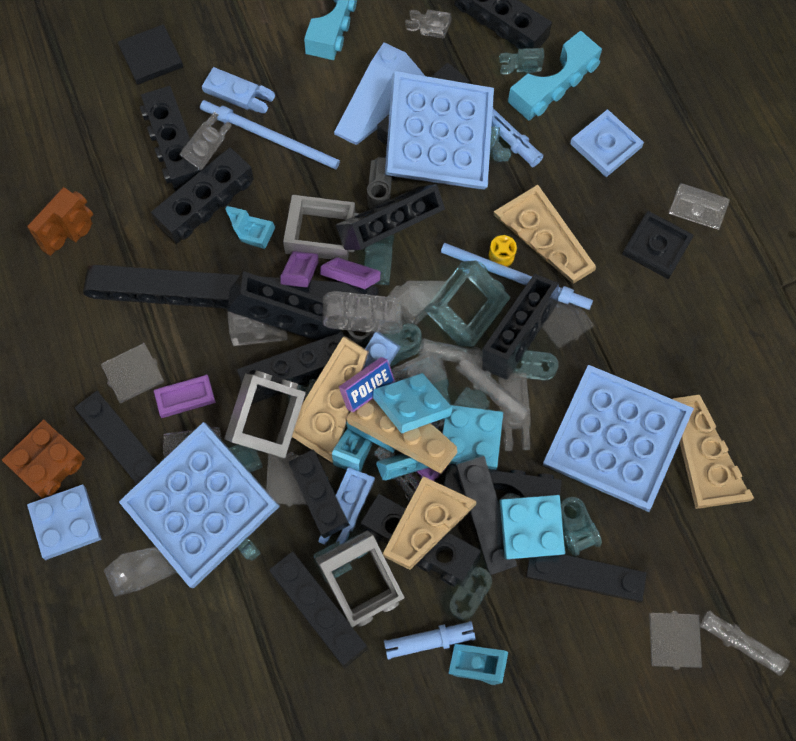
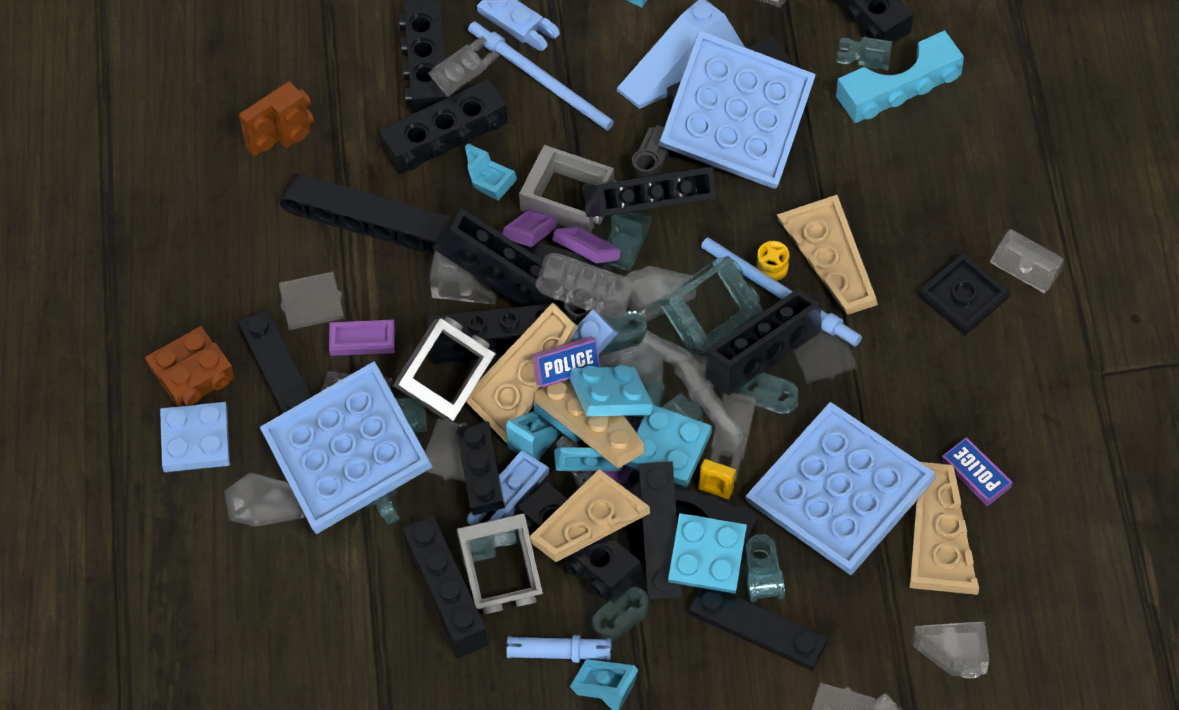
camera: 20 degrees right, 10 degrees down
(496, 149) = (801, 143): clear light blue arm -> none
(515, 453) = (716, 479): none -> yellow tile
(518, 142) = (831, 144): light blue pin -> none
(606, 143) = (938, 166): light blue plate -> none
(716, 394) = (977, 471): none -> tile
(752, 555) = (955, 647): none -> clear slope

